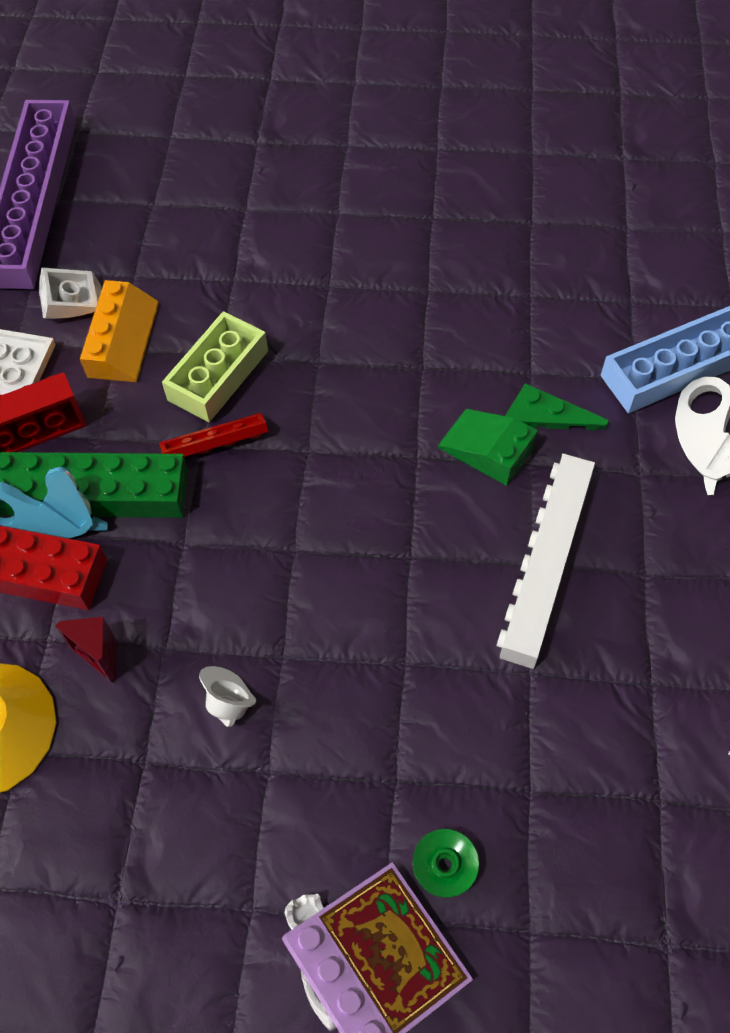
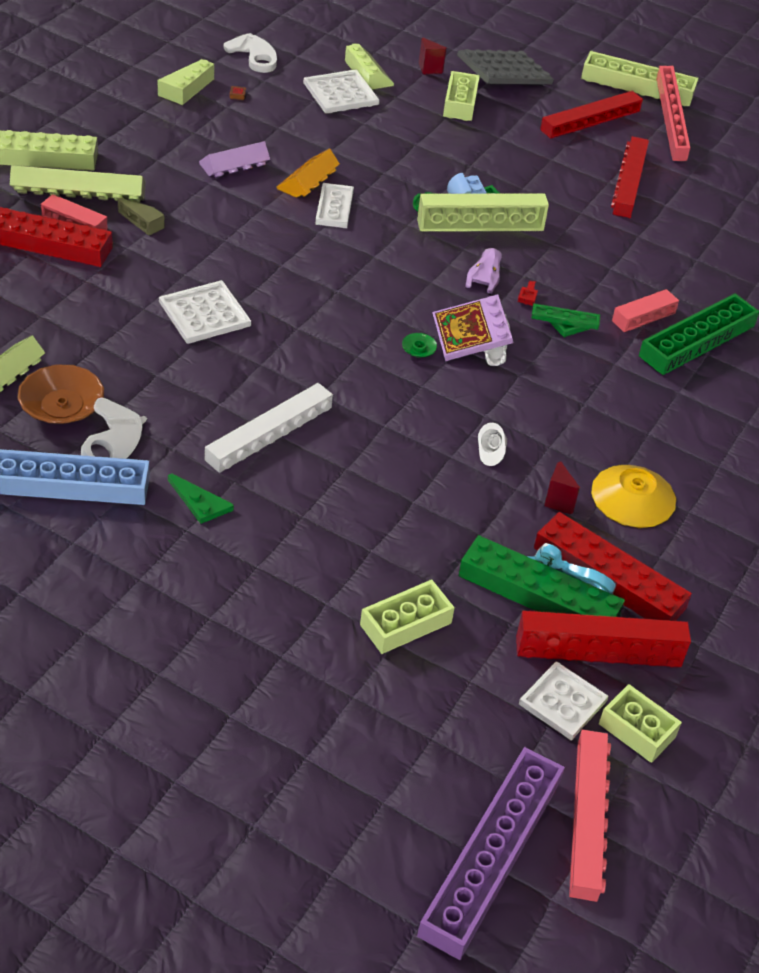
camera: 160 degrees left, 15 degrees down
(68, 292) = (493, 729): white slope -> none
(119, 332) = (466, 684): light orange slope -> none
(220, 435) = (445, 579): red plate -> none
(490, 443) = (254, 495): green slope -> none

